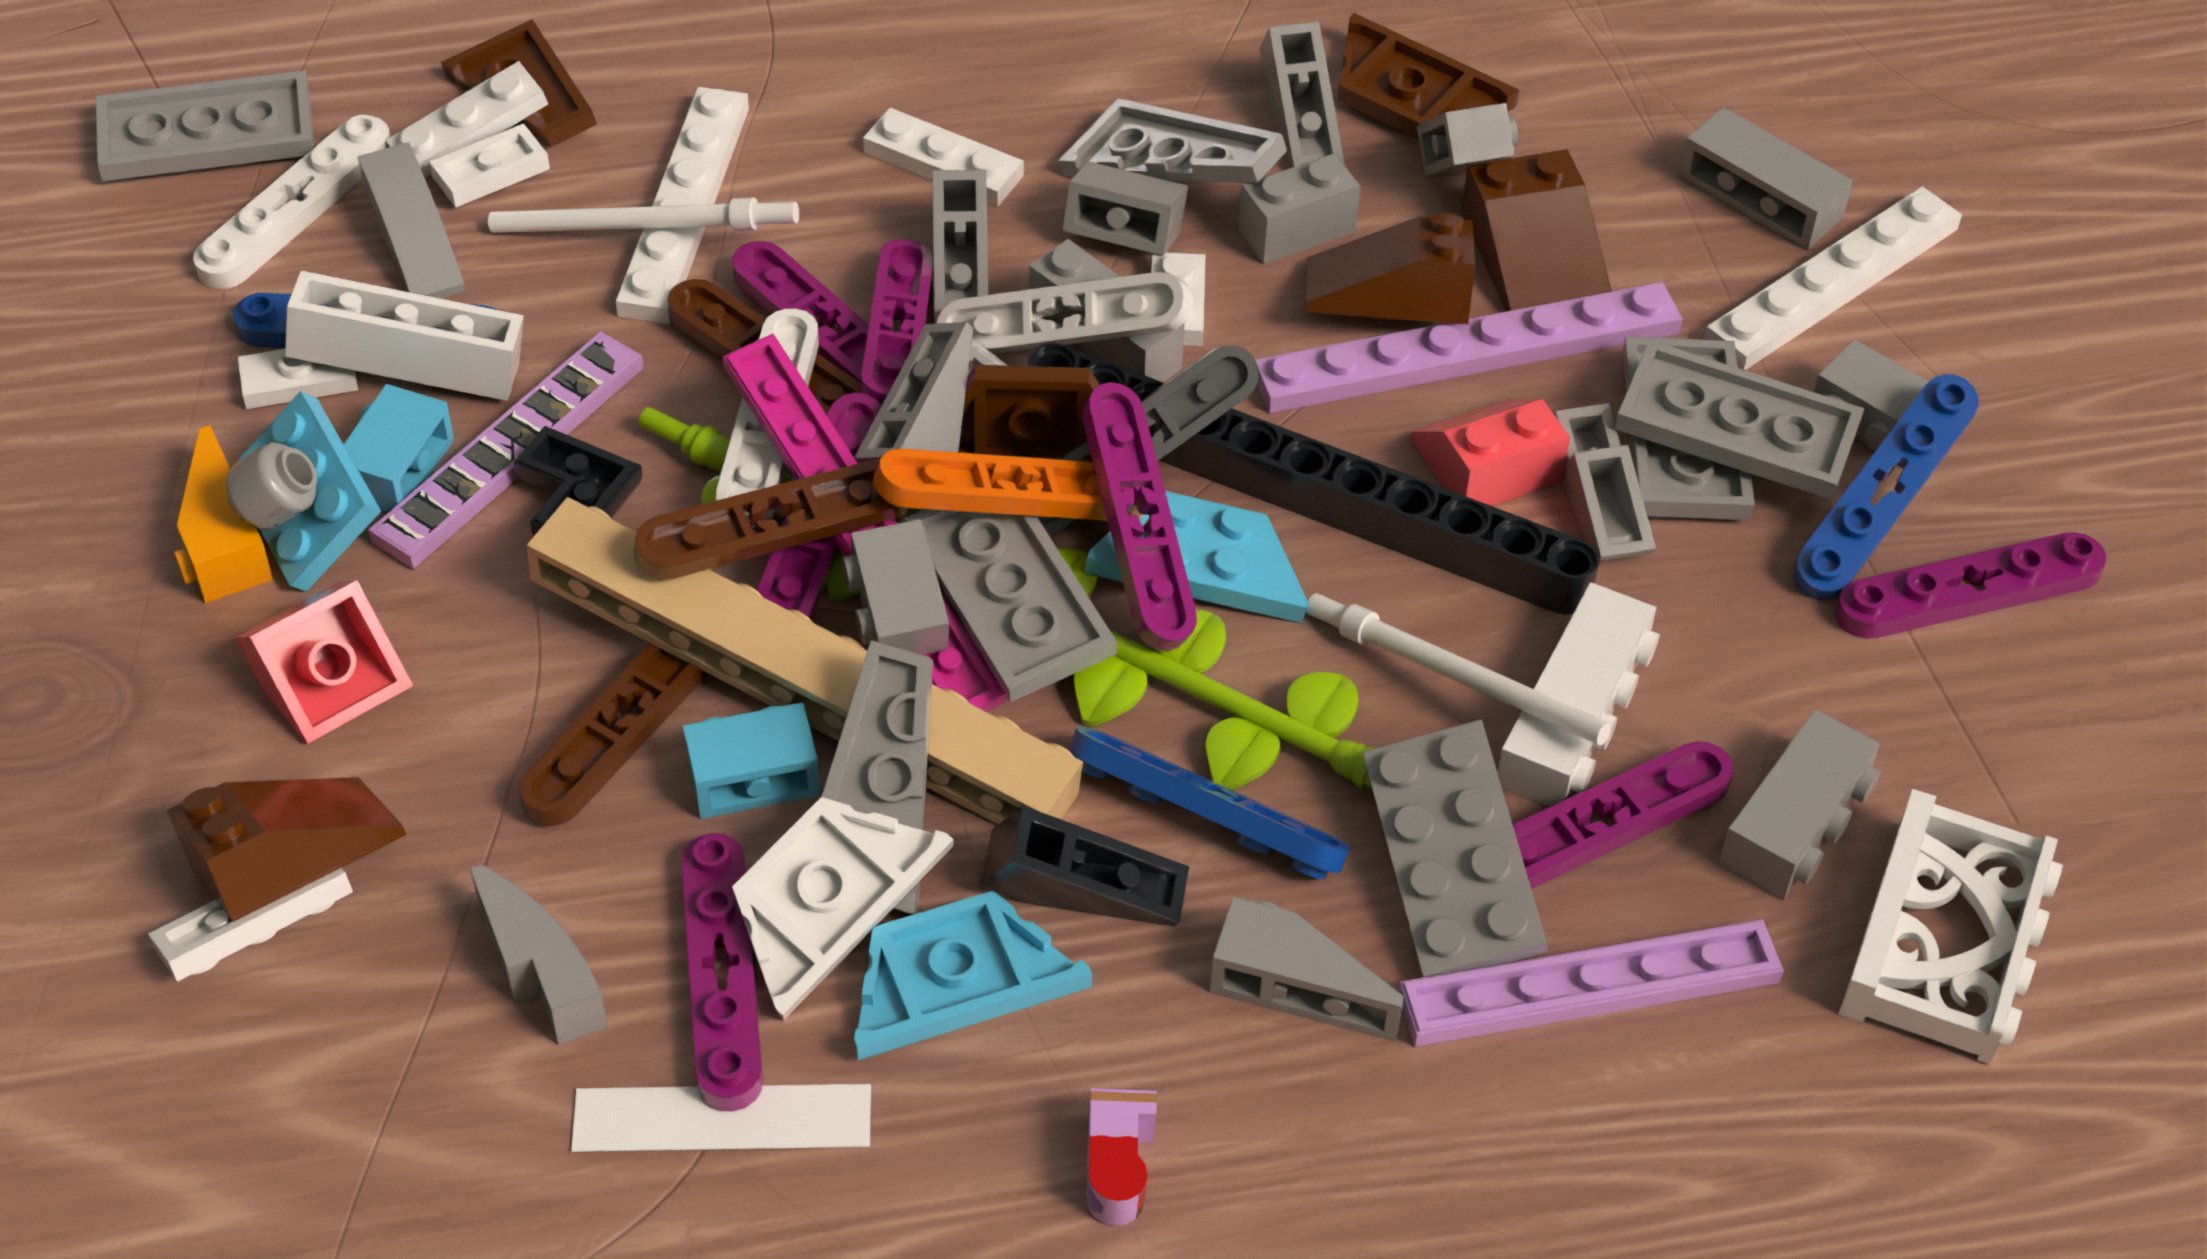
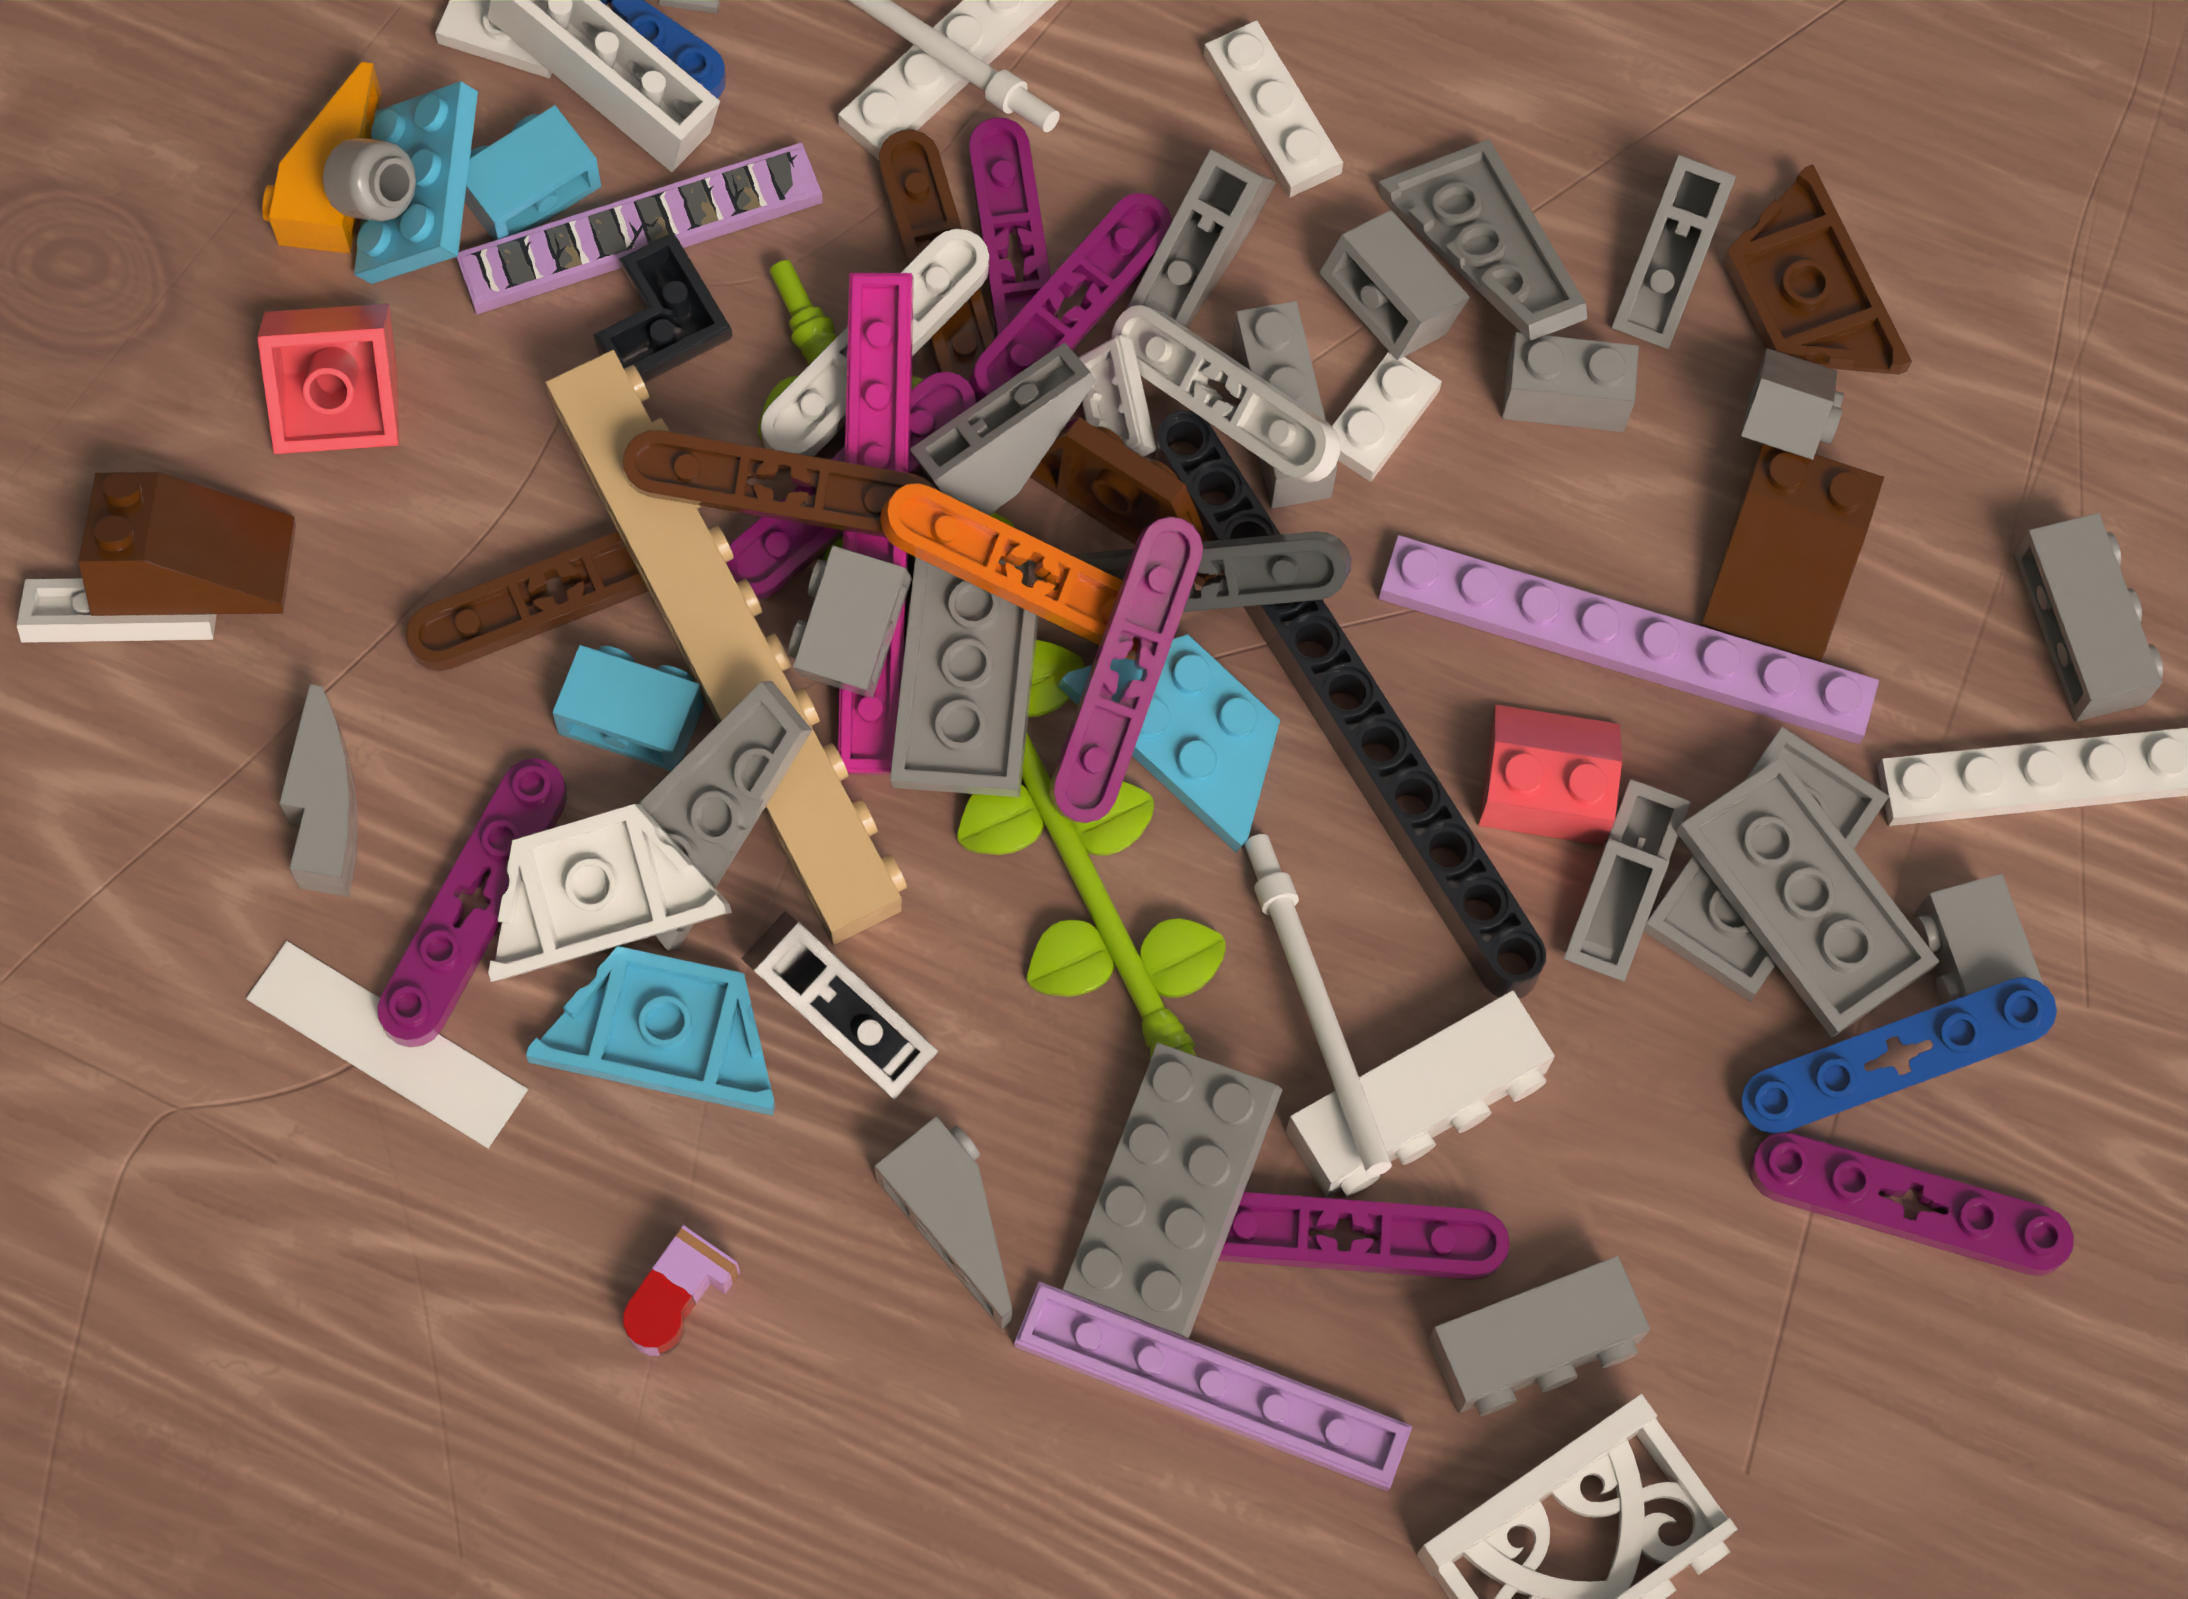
camera: 30 degrees right, 20 degrees up
(1257, 824) = (1012, 1020): blue piece -> none
(1400, 273) = (1603, 521): reddish brown slope -> none

